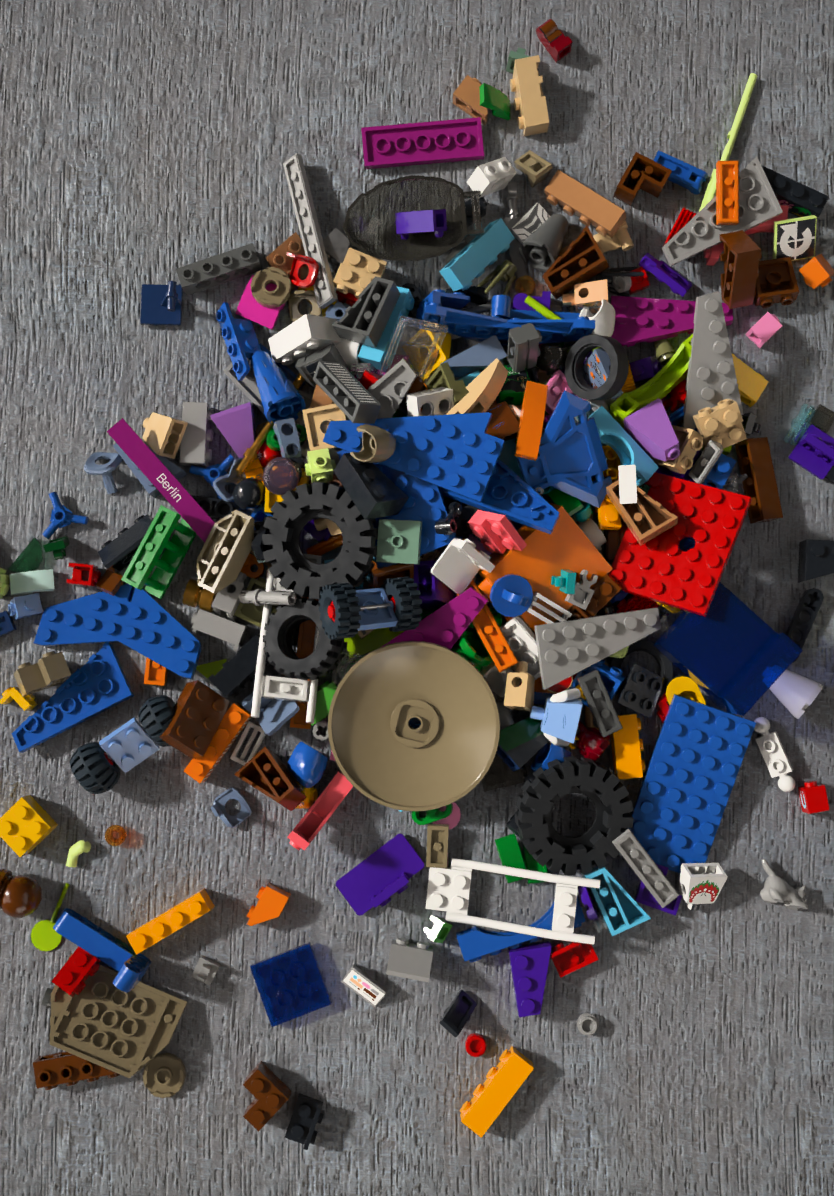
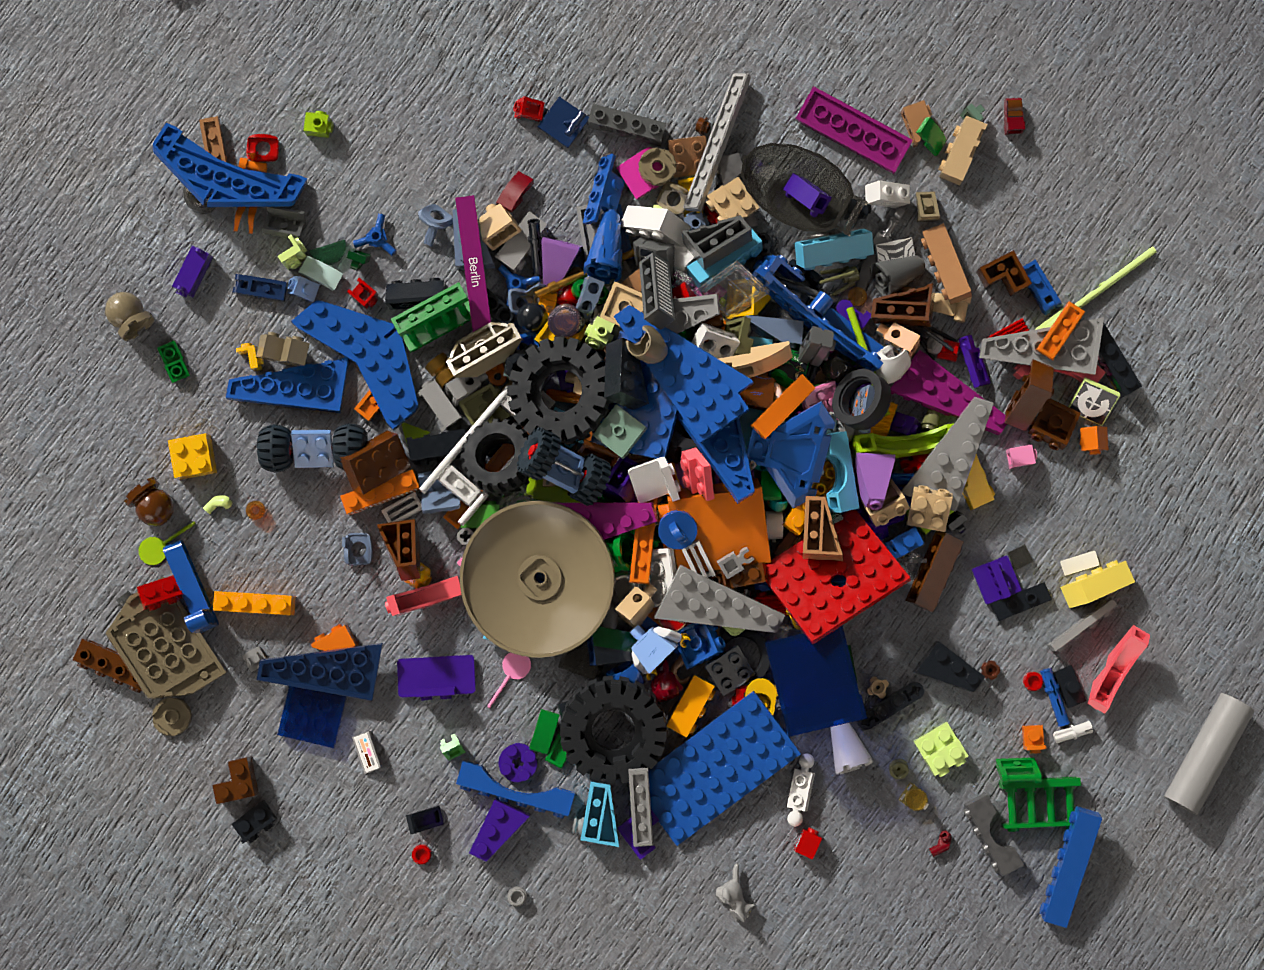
camera: 30 degrees right, 0 degrees up
(110, 582) = (380, 313): reddish brown tile -> none
(122, 312) = (529, 108): none -> red bracket
(157, 395) = (514, 190): none -> dark red slope
(205, 422) = (535, 240): none -> black pin
(262, 597) = (487, 403): light grey pin -> none
(287, 226) = (702, 126): none -> reddish brown plate
(288, 932) = (337, 671): none -> dark blue wing
(298, 262) = (691, 161): red piece -> none
(307, 765) = (436, 554): blue piece -> none
(410, 960) = (415, 754): light grey slope -> none
(432, 815) = (507, 657): green plate -> none
(437, 845) = (494, 683): dark tan plate -> none
(448, 525) = (664, 444): black bar -> none
(450, 892) = (483, 722): white plate -> none
(495, 896) = (508, 768): none -> dark purple plate
(496, 1091) = (414, 898): light orange brick -> none
(565, 581) = (725, 547): teal tile -> none
(572, 957) = (541, 836): red bracket -> none
(587, 900) = (580, 799): dark purple tile -> none
(599, 703) = (690, 657): dark grey tile -> none
(627, 484) = (823, 504): white sticker -> none
(701, 883) = (675, 848): white torso -> none
(706, 461) = (899, 528): light grey slope -> none
(784, 616) = (879, 692): none -> tan plate
(799, 424) = (997, 548): clear light blue pin -> none

